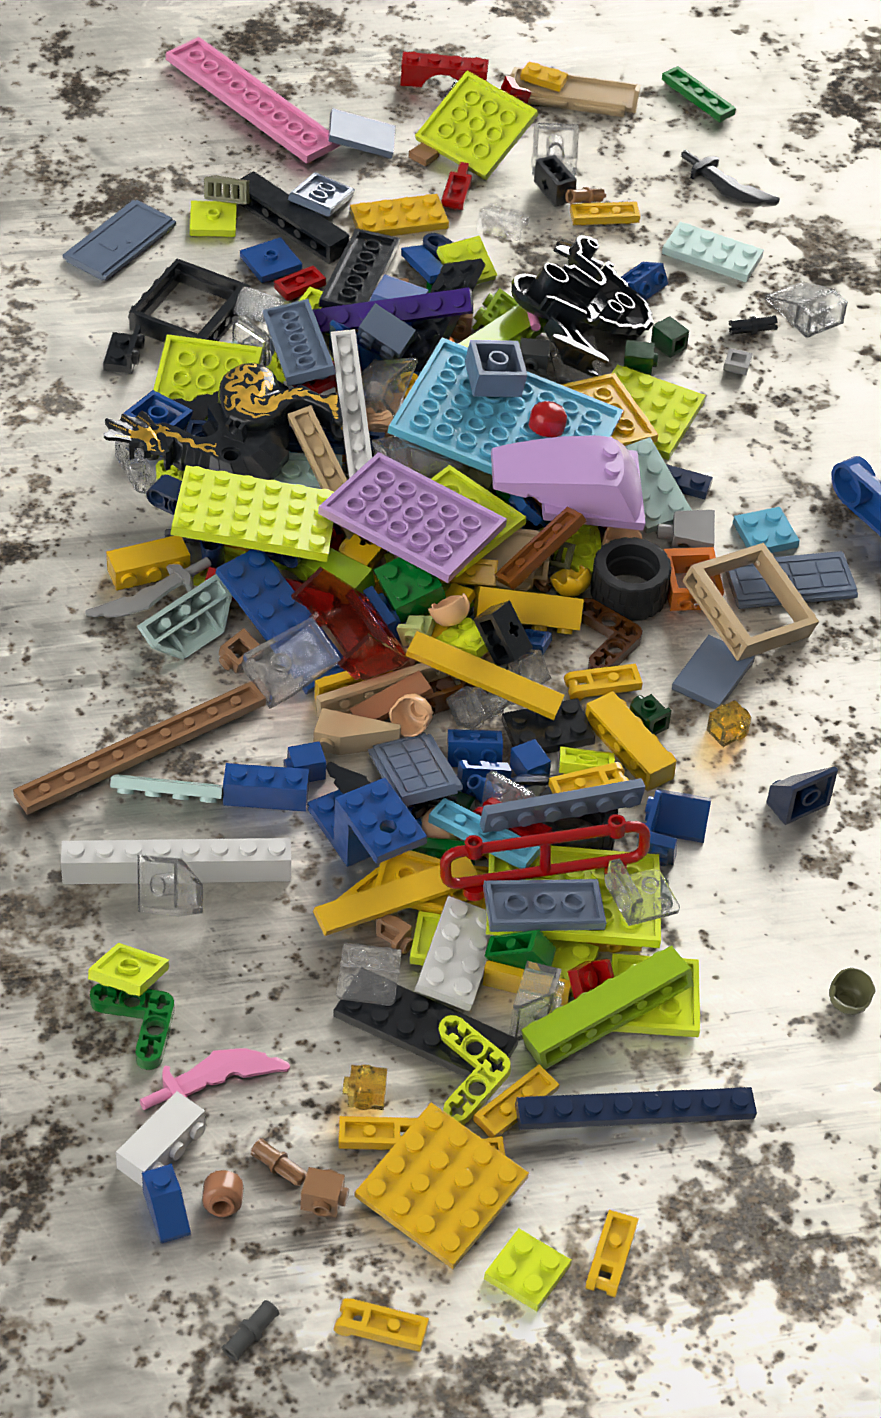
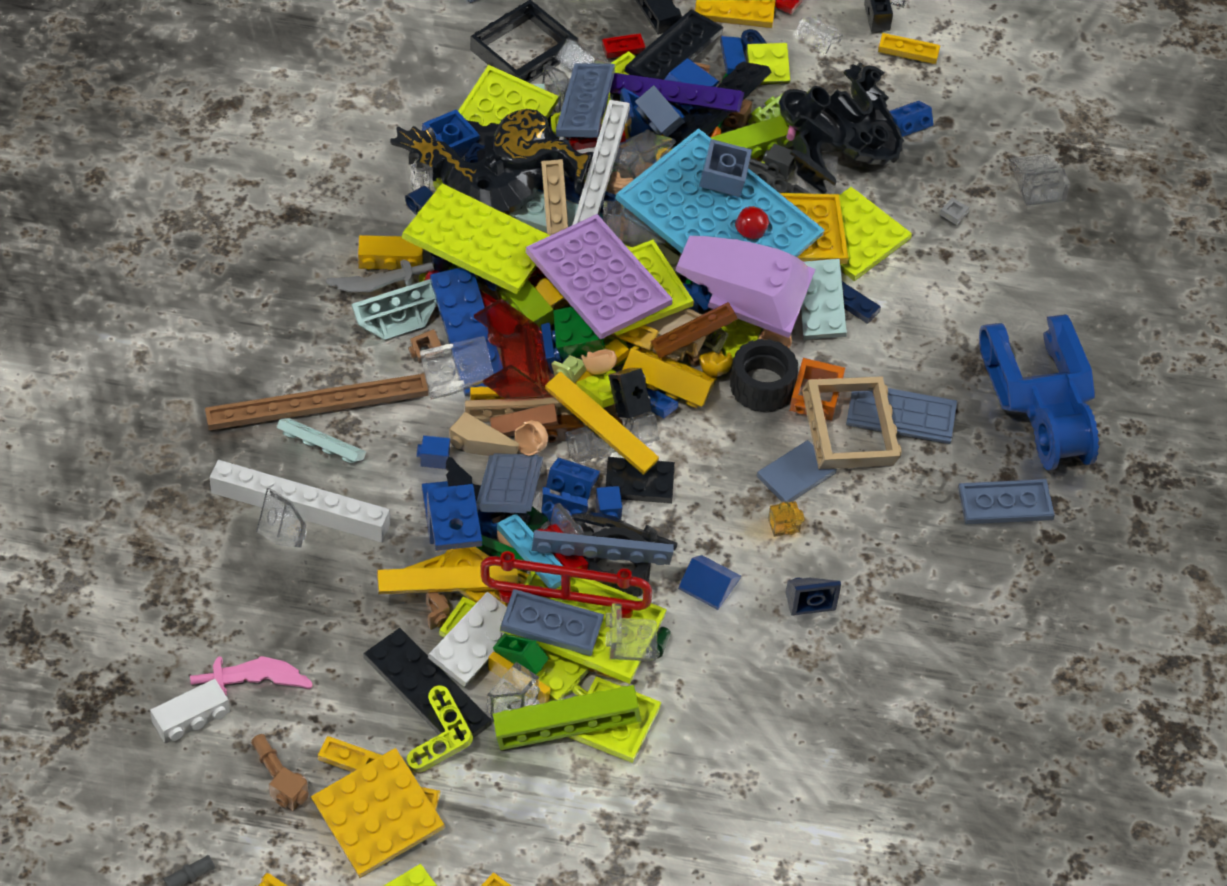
camera: 20 degrees right, 5 degrees up
(124, 351) = (455, 68): black bracket -> none
(128, 969) = (224, 574): neon yellow plate -> none
(151, 1017) = (226, 612): green beam -> none
(165, 1203) = (171, 760): blue slope -> none
(222, 1193) = (215, 766): nougat head -> none
(265, 787) = (394, 462): blue brick -> none
(271, 260) = (610, 19): blue plate -> none
(366, 1087) = (358, 720): clear yellow brick -> none
(369, 974) = (400, 633): clear bracket -> none
(501, 1112) = (465, 768): yellow plate -> none
(580, 759) = (651, 517): neon yellow plate -> none
(585, 195) = (899, 28): medium nougat axle -> none
(588, 778) = (636, 532): yellow plate -> none
(589, 975) = (565, 688): red bracket -> none
(603, 681) = (701, 454): yellow plate -> none
(623, 635) = (732, 418): reddish brown beam -> none
(630, 740) = (698, 509): yellow brick -> none
(635, 1108) = (554, 802): dark blue plate -> none
(640, 356) = (872, 185): dark green brick -> none
(652, 713) = (724, 493): dark green brick -> none
(659, 844) = (668, 588): blue bracket -> none
(670, 336) = (907, 173): dark green brick -> none
(689, 529) = (837, 348): light grey torso -> none
(713, 251) = (986, 106): light aqua plate -> none
(726, 184) = (1030, 48): black sword -> none
(753, 325) = (984, 182): black pin -> none
(766, 527) = (902, 365): medium azure plate -> none
(851, 991) = (768, 765): olive hair -> none

